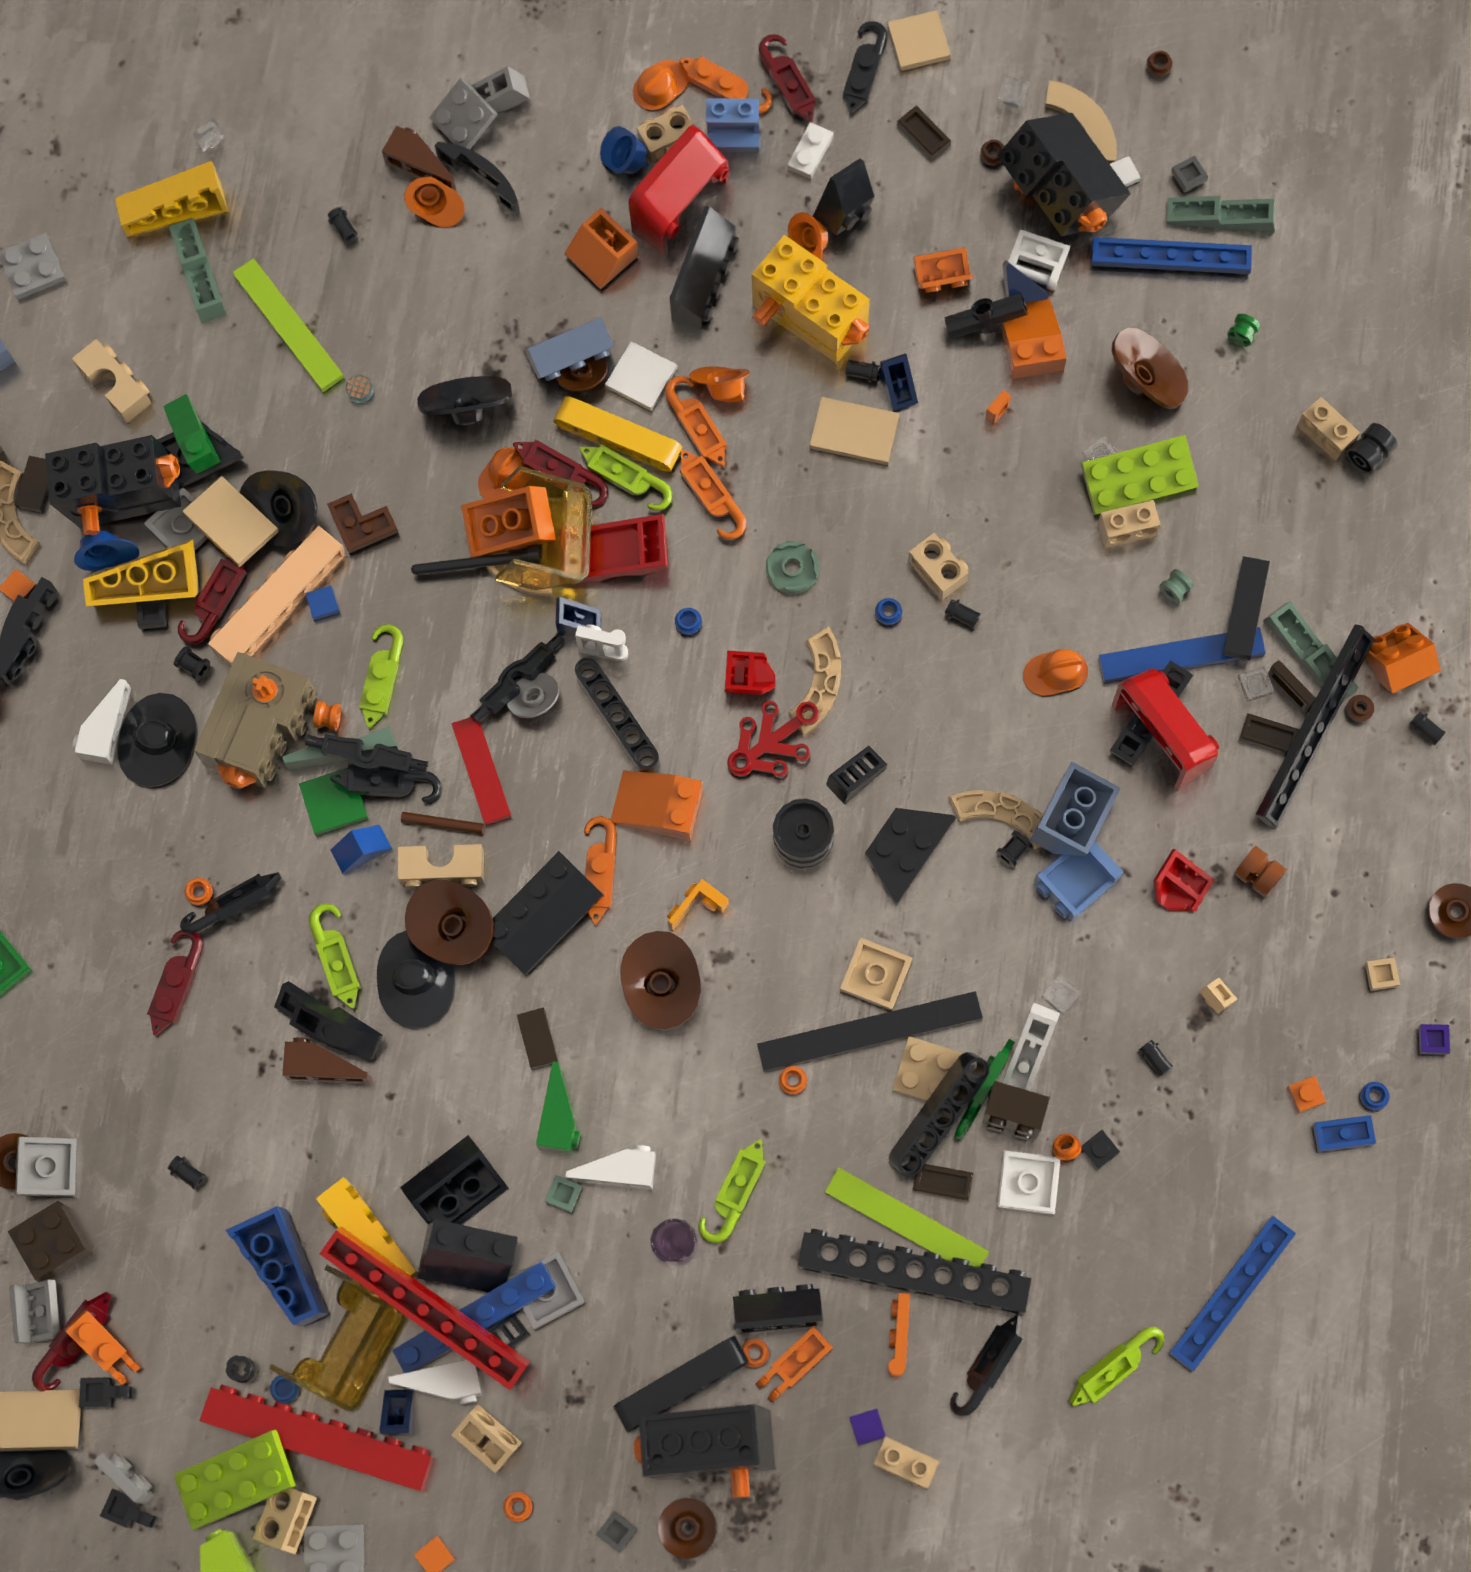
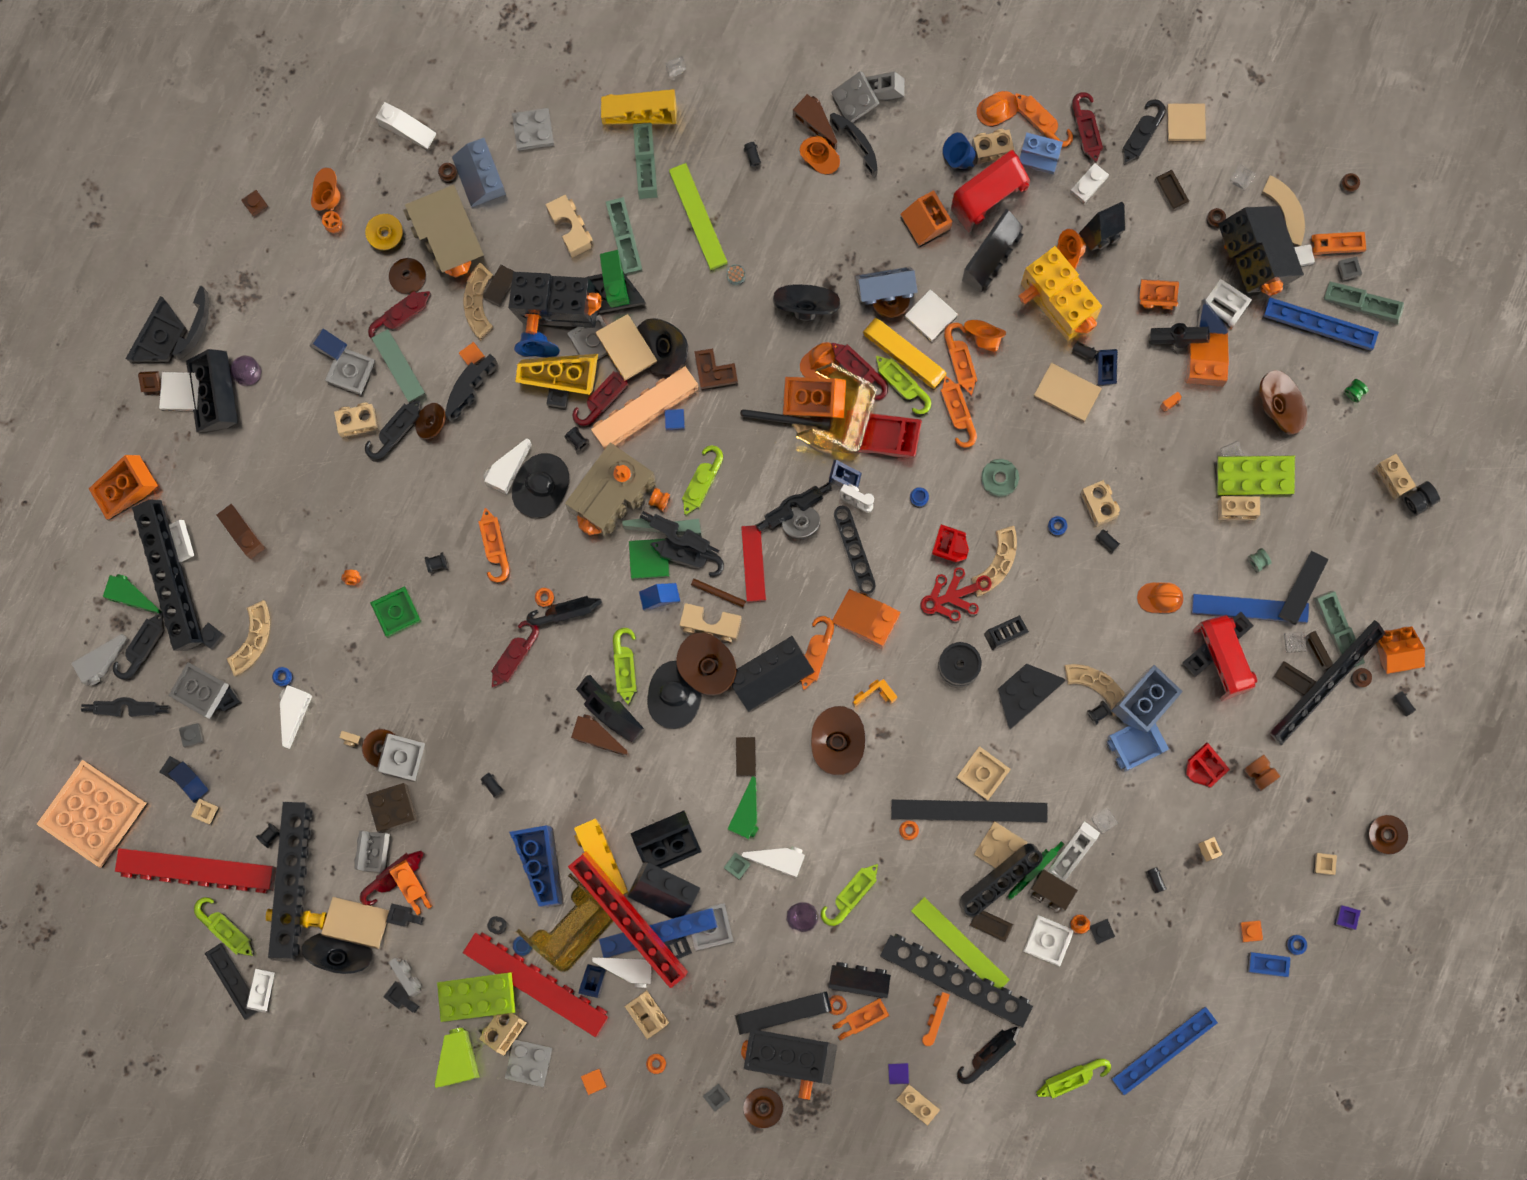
camera: 15 degrees right, 5 degrees up
(33, 882) = (436, 562): none -> black bush
(109, 837) = (493, 544): none -> orange plate
(191, 374) = (623, 235): none -> sand green slope
(1166, 145) = (1339, 243): none -> orange plate

